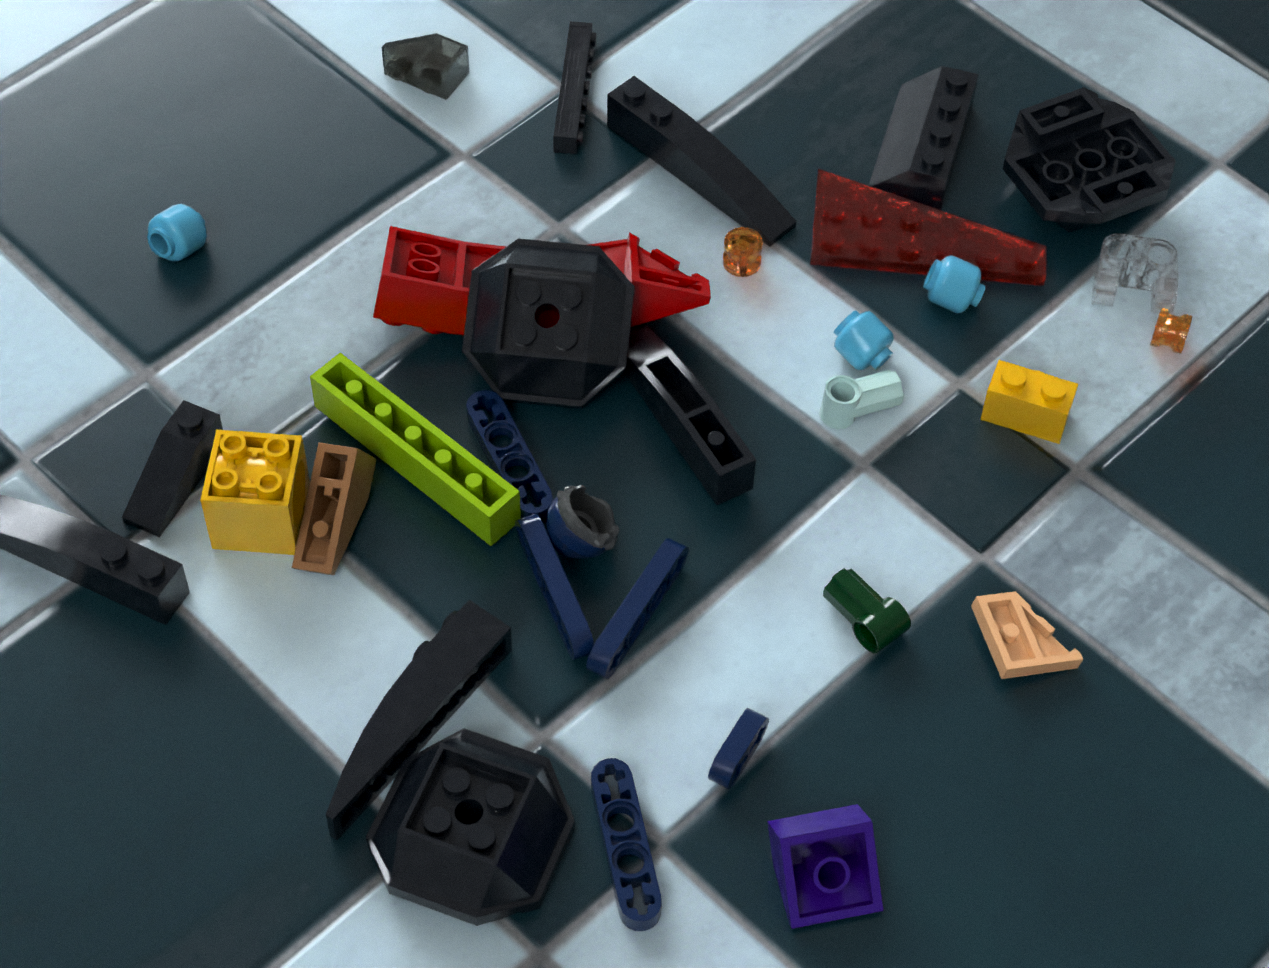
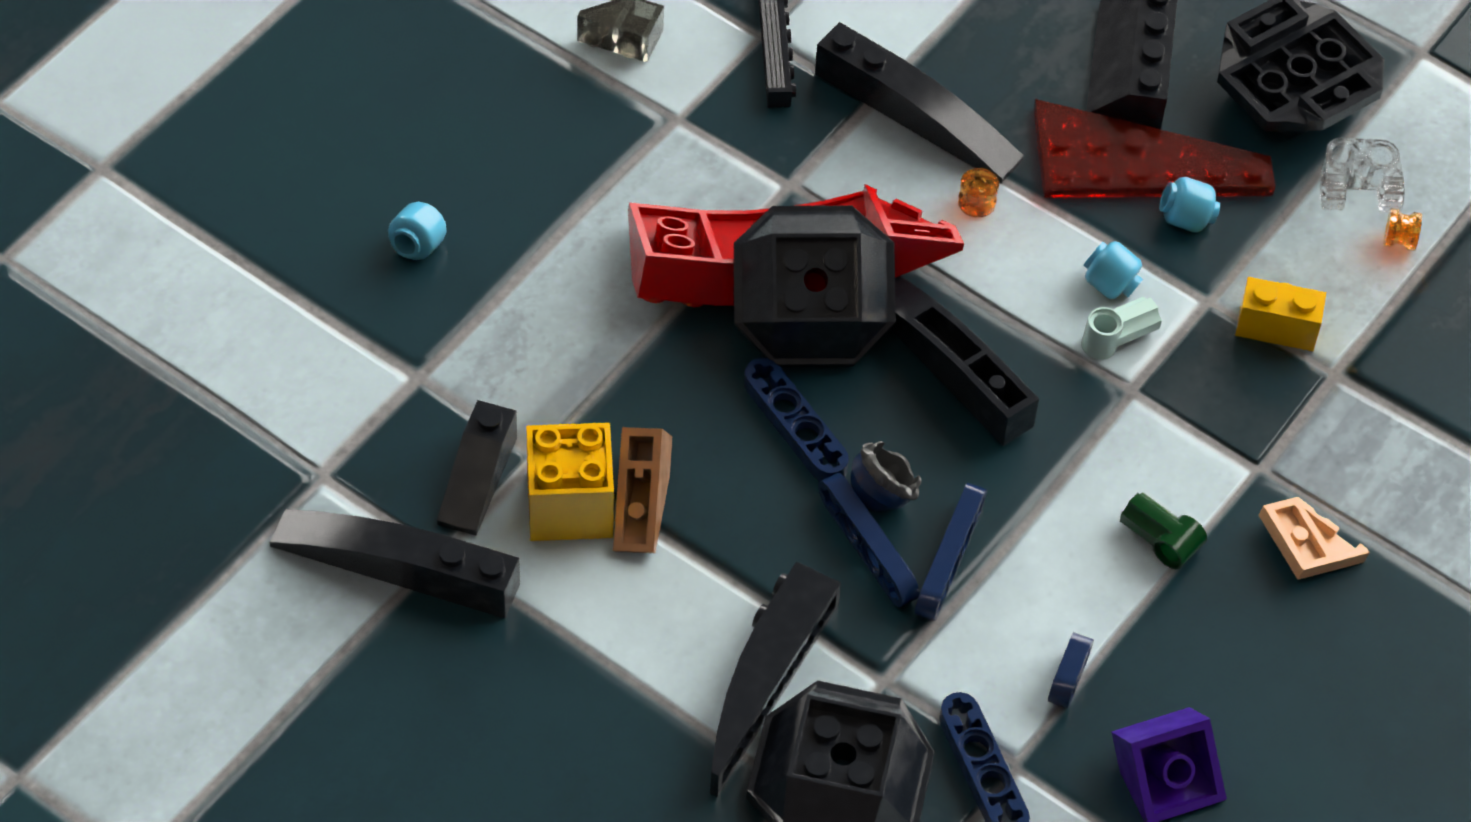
camera: 10 degrees left, 0 degrees up
(416, 449) = (709, 422): lime brick -> none

